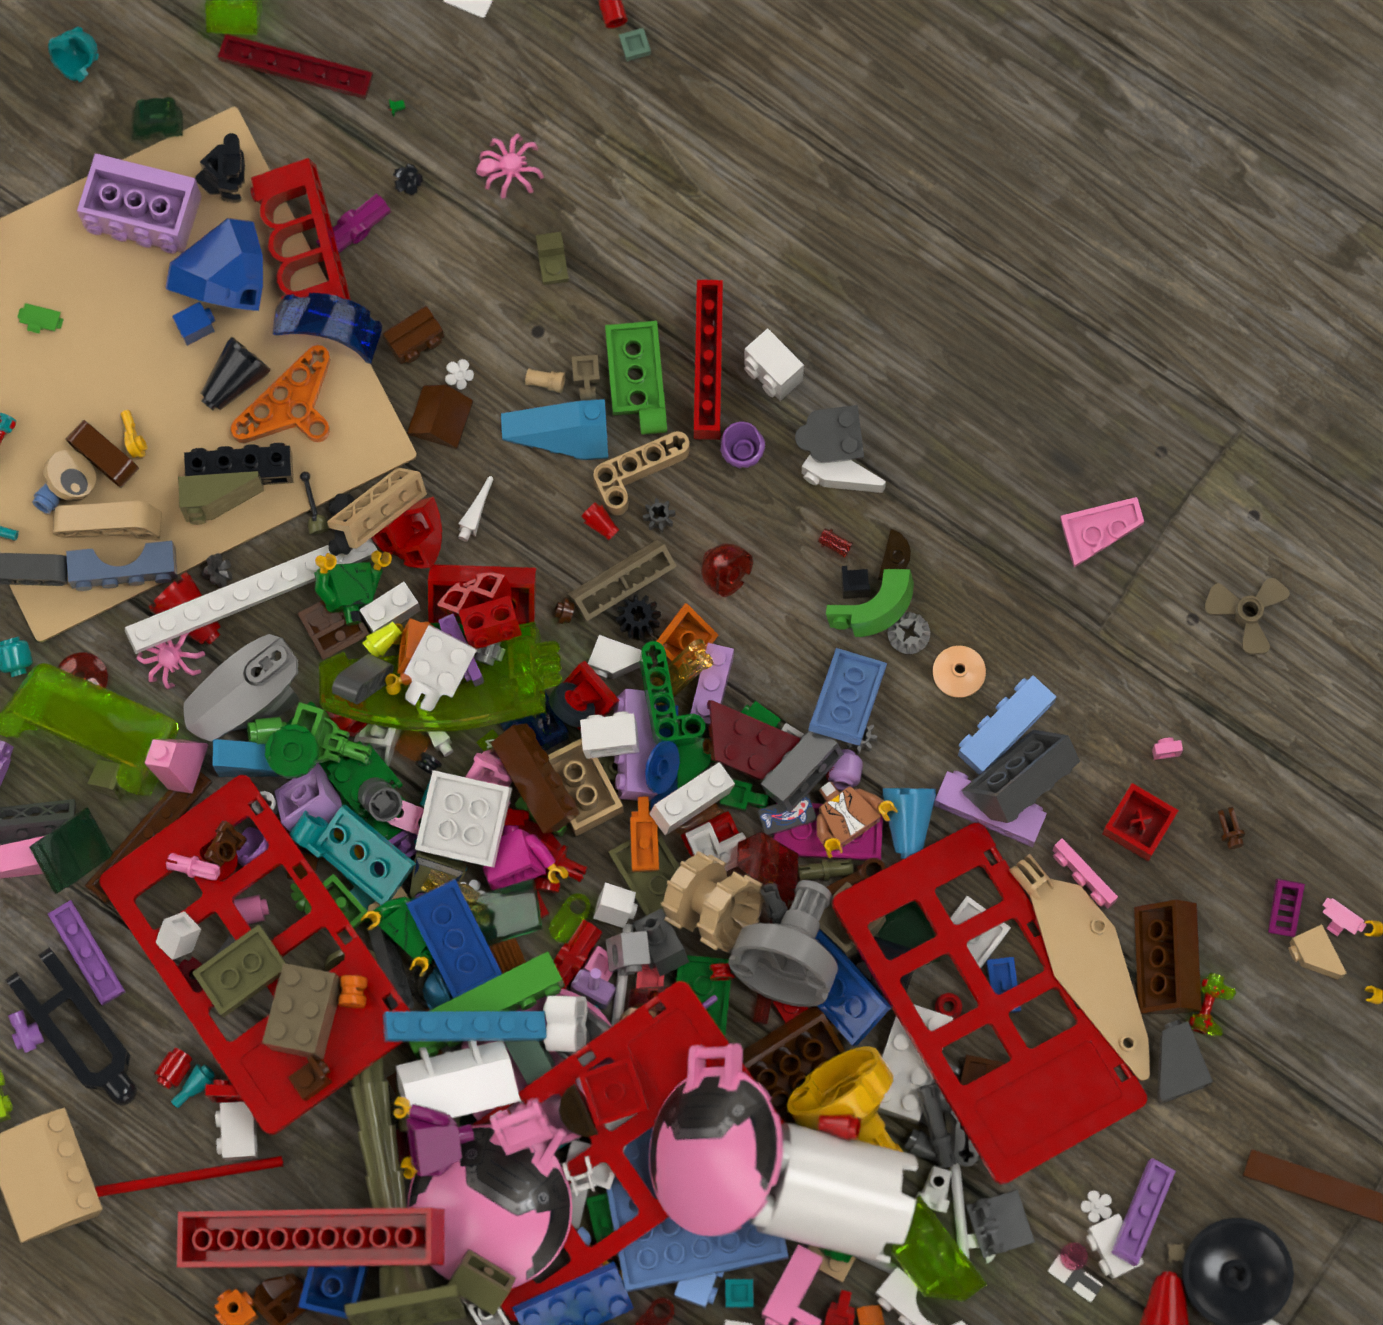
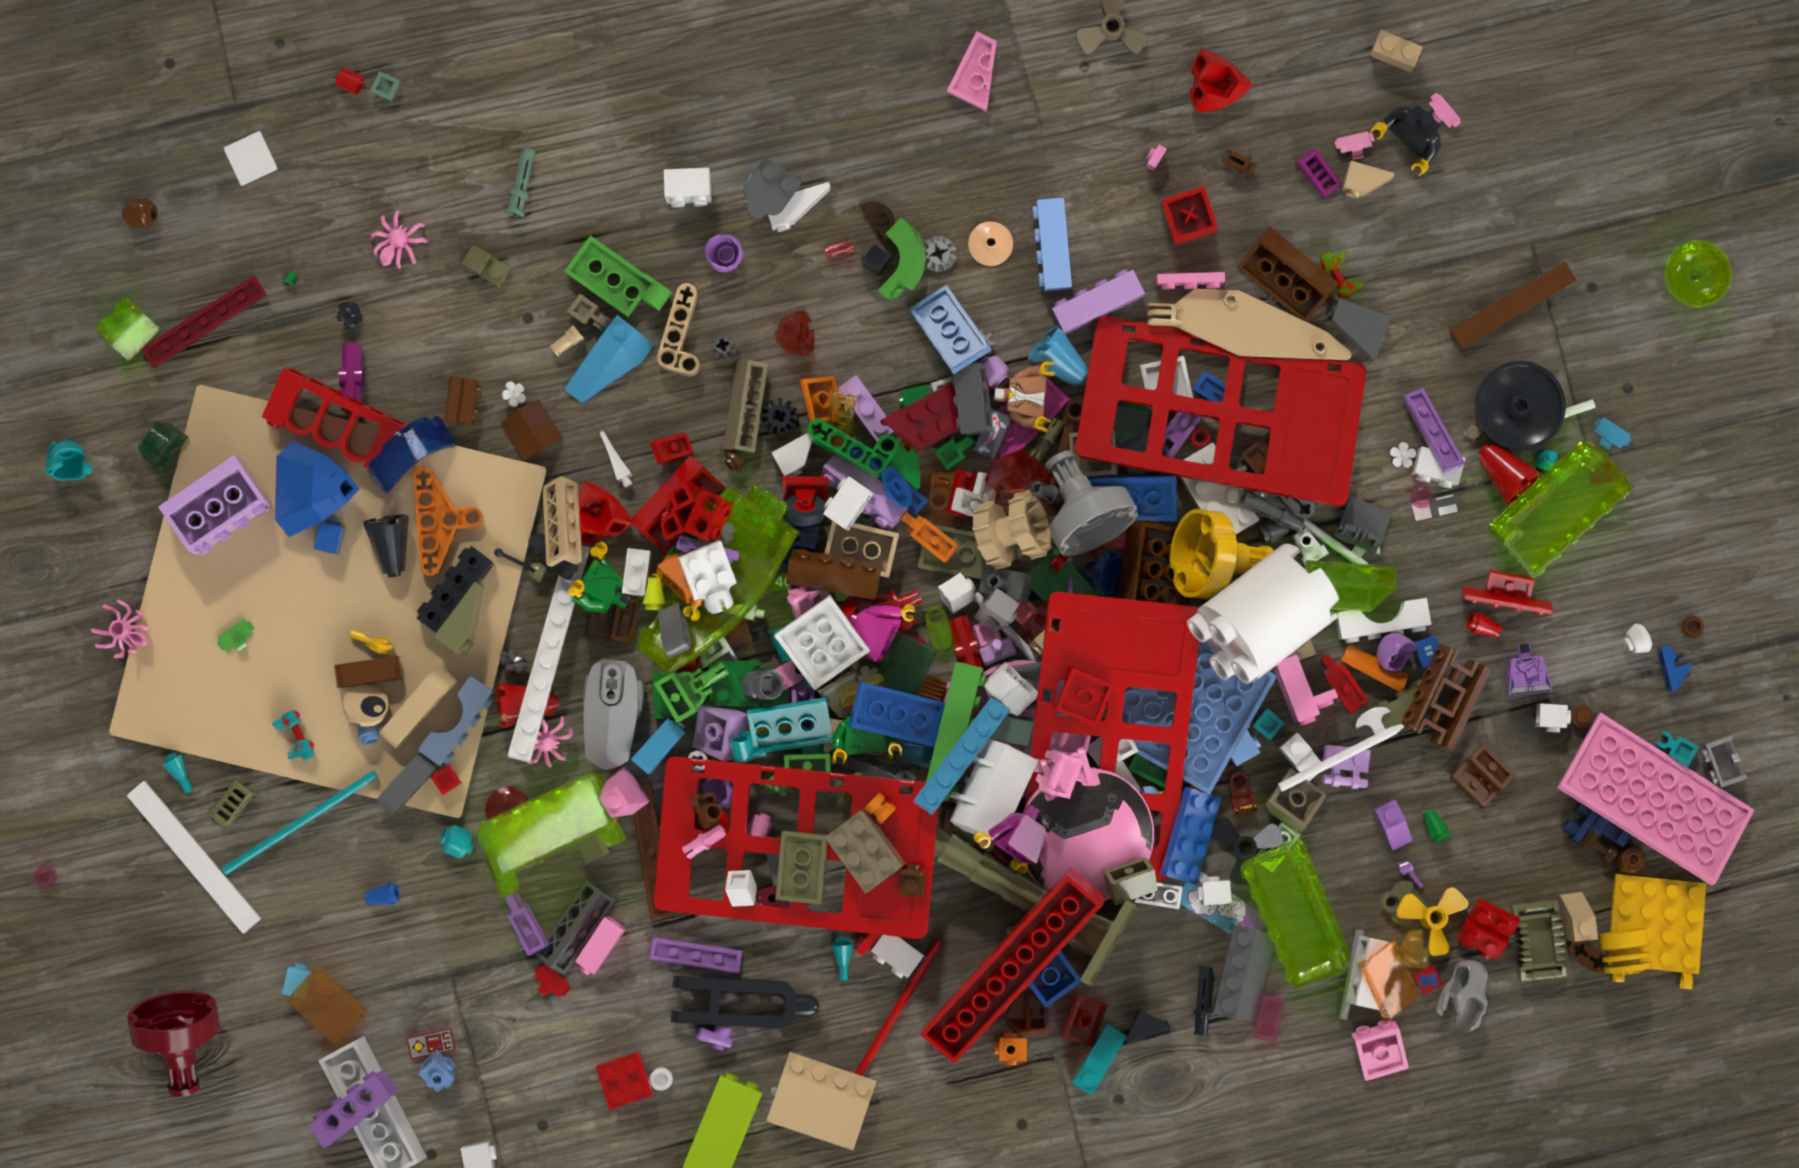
camera: 55 degrees left, 10 degrees up
(61, 600) = (446, 779): none -> red plate
(71, 850) = (625, 911): clear green piece -> none
(173, 1068) = (821, 961): red brick -> none
(223, 170) = (240, 431): black piece -> none
(262, 728) = (651, 719): bright green brick -> none
(292, 751) = (683, 715): green tile -> none
(527, 547) = (671, 448): none -> red slope
(575, 1114) = (1077, 733): dark brown plate -> none
(577, 1189) = (1122, 772): white piece -> none
(600, 521) = (693, 387): red cone -> none
(638, 228) = (518, 193): none -> sand green pin
(692, 798) = (933, 485): white brick -> none
(708, 359) = (646, 224): red brick -> none
(715, 1146) = (1178, 663): bright pink dish -> none
(748, 1022) = (1104, 574): none -> clear blue plant
(842, 1126) = (1232, 574): red cone -> none
(937, 980) = (1179, 430): none -> medium lavender plate
(1022, 775) = (1096, 263): dark grey slope -> none
(1283, 745) = (1216, 82): none -> red brick

